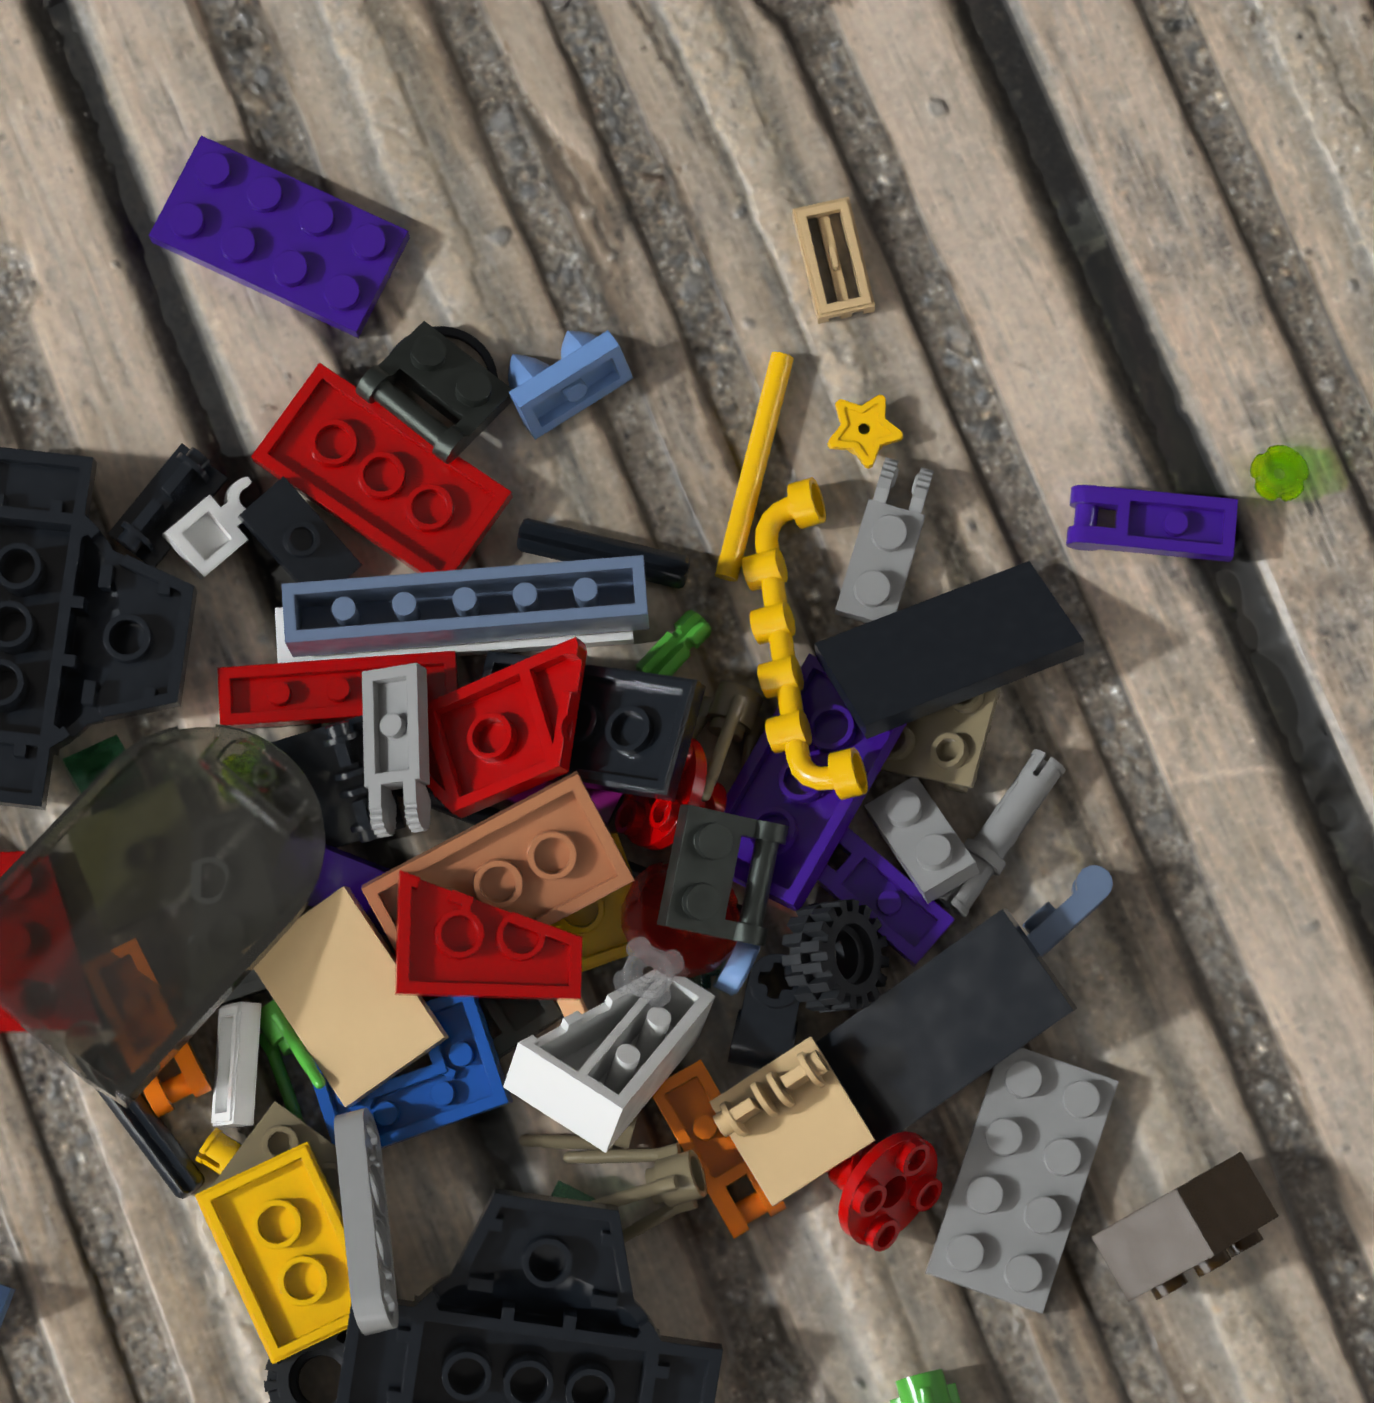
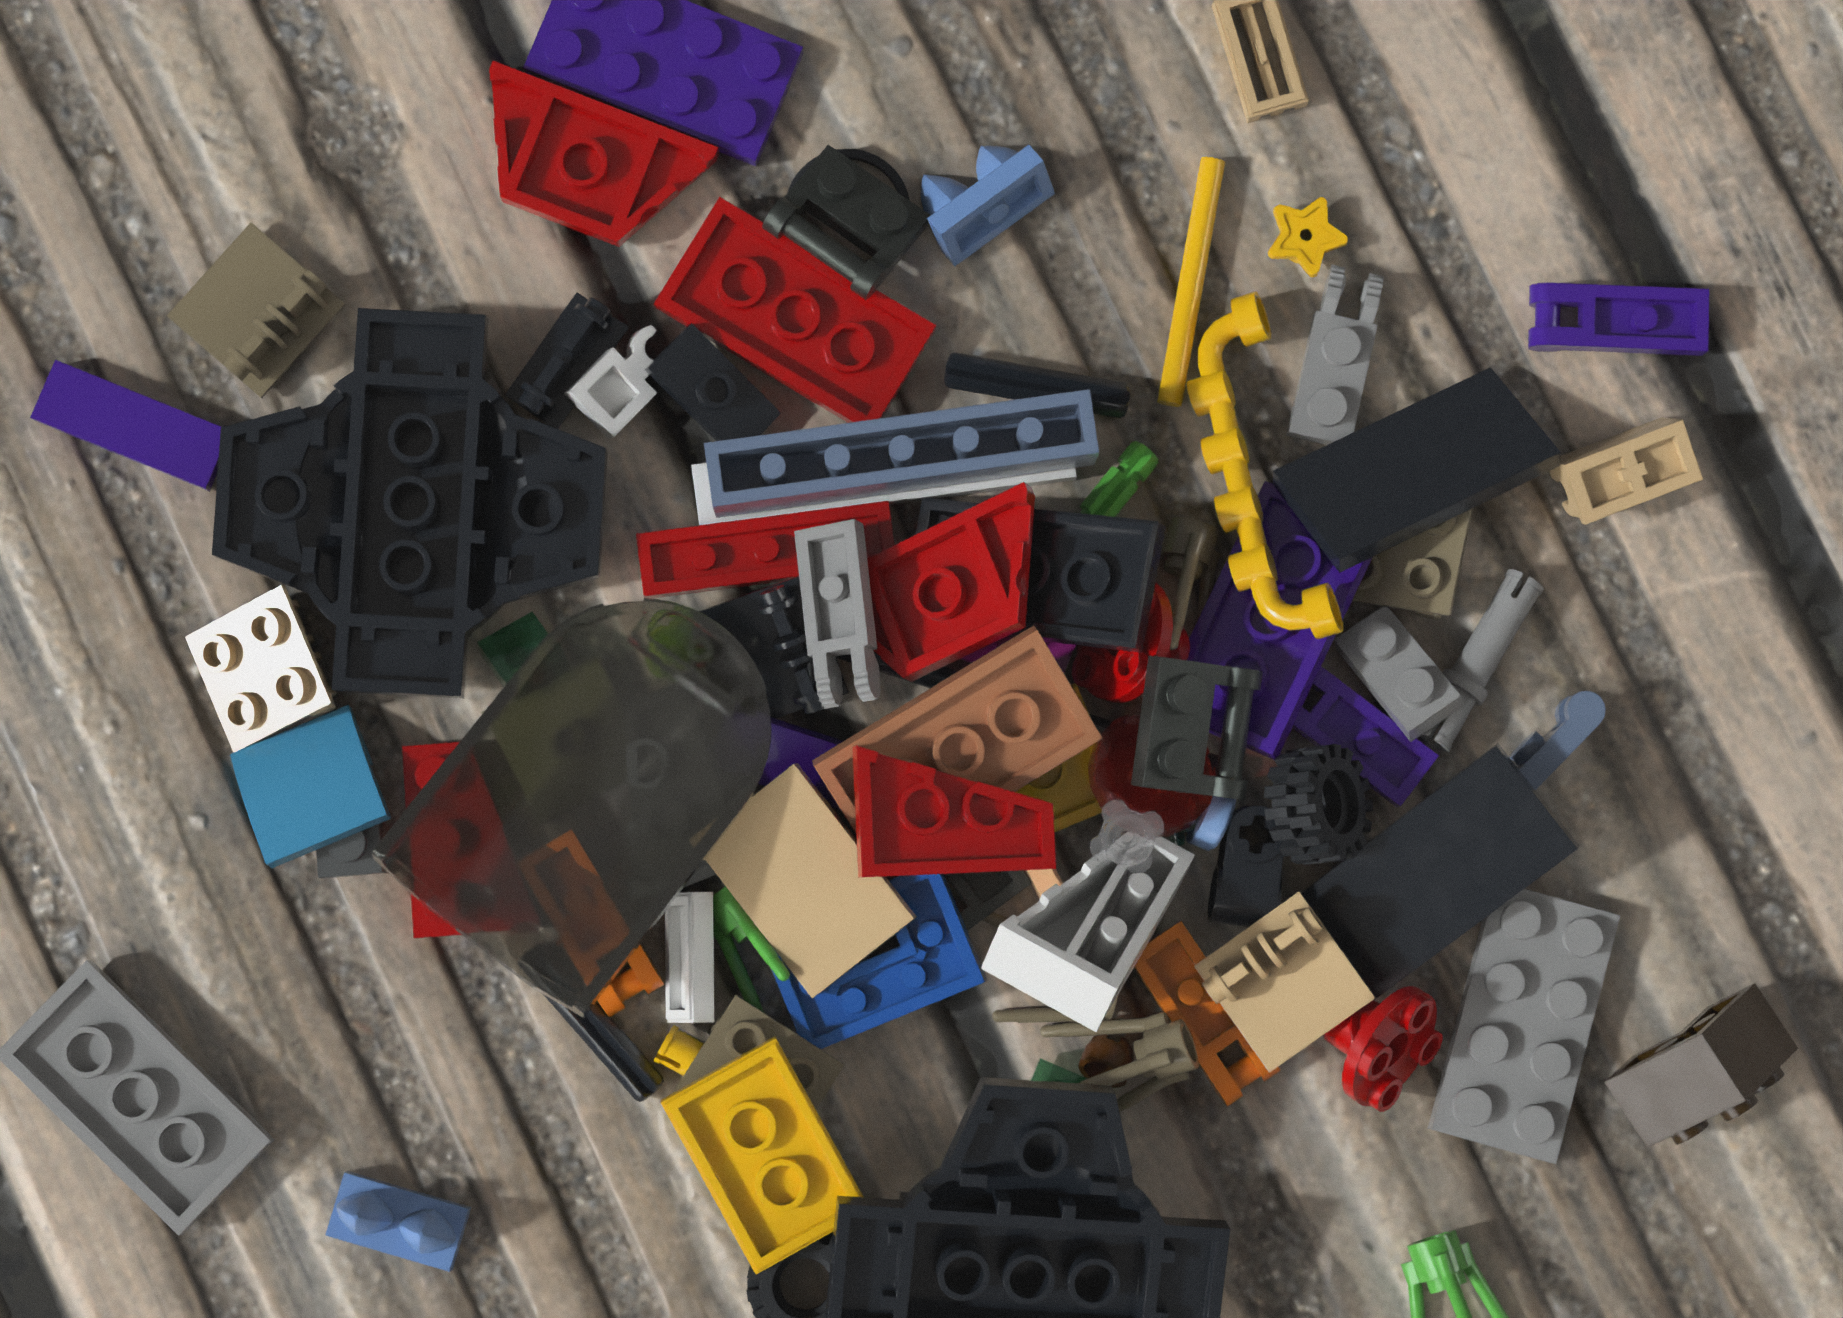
camera: 15 degrees left, 5 degrees up
(201, 322) = (586, 158): none -> red wing
(366, 1222) = (847, 1122): light grey beam -> none
(620, 1178) = (1104, 1055): none -> reddish brown hinge
(1149, 663) = (1627, 469): none -> tan hinge
(1290, 463) = (1760, 246): clear neon green plate -> none

